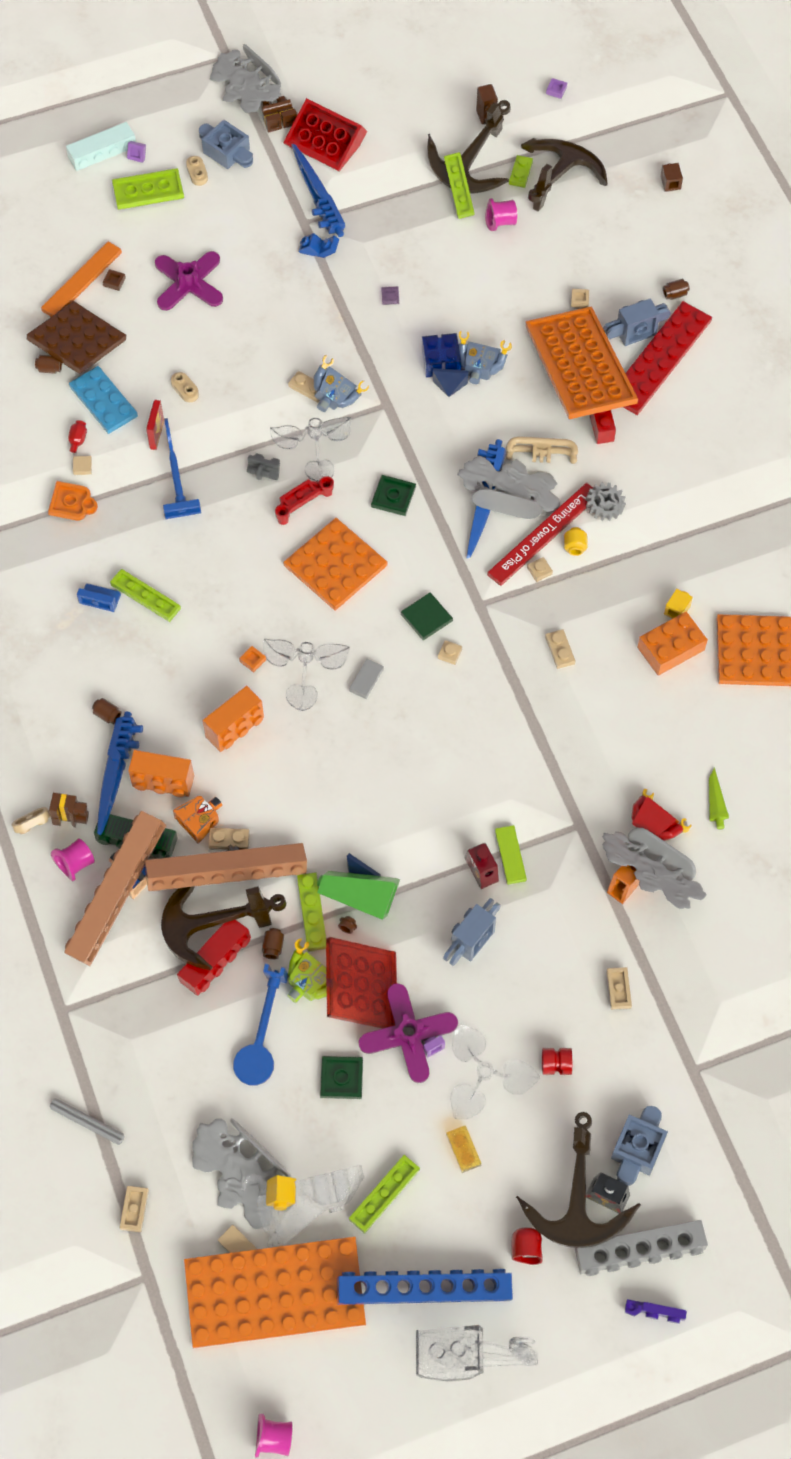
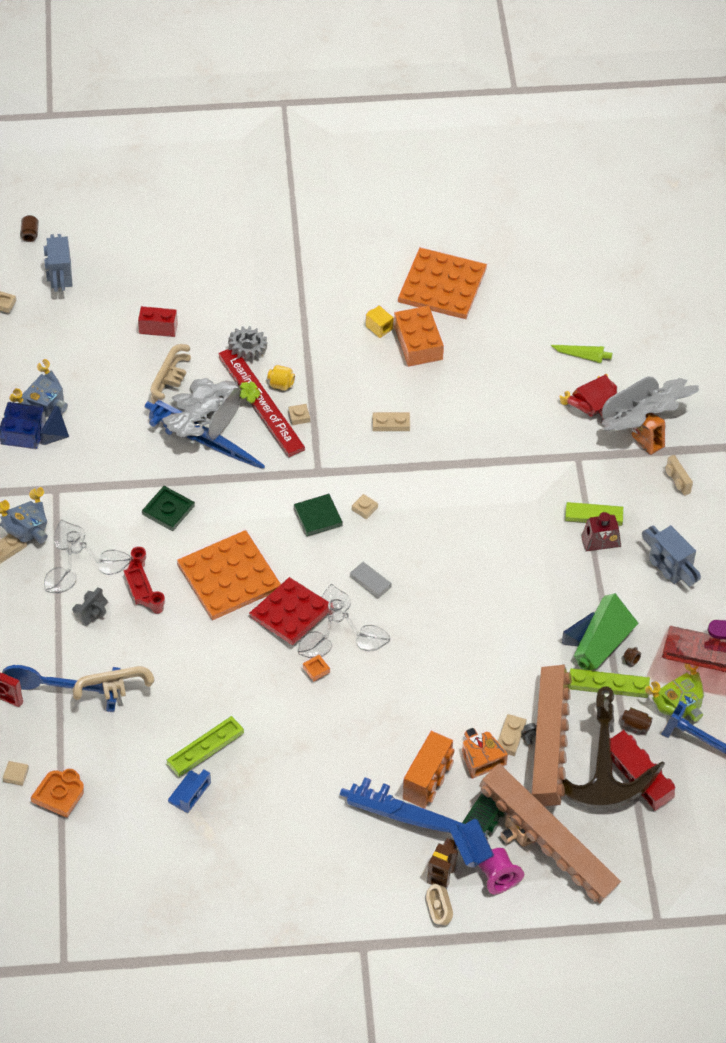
camera: 75 degrees left, 10 degrees down
(83, 822) = (471, 843): none -> blue panel
(106, 710) = (333, 809): reddish brown brick -> none
(178, 502) = (113, 681): none -> tan piece
(233, 719) = (386, 693): orange brick -> none
(308, 621) = (290, 611): none -> red plate
(544, 518) = (249, 390): none -> lime plant
(581, 363) = (87, 315): orange plate -> none
(588, 916) = (679, 475): none -> tan plate
(665, 352) = (102, 264): red plate -> none

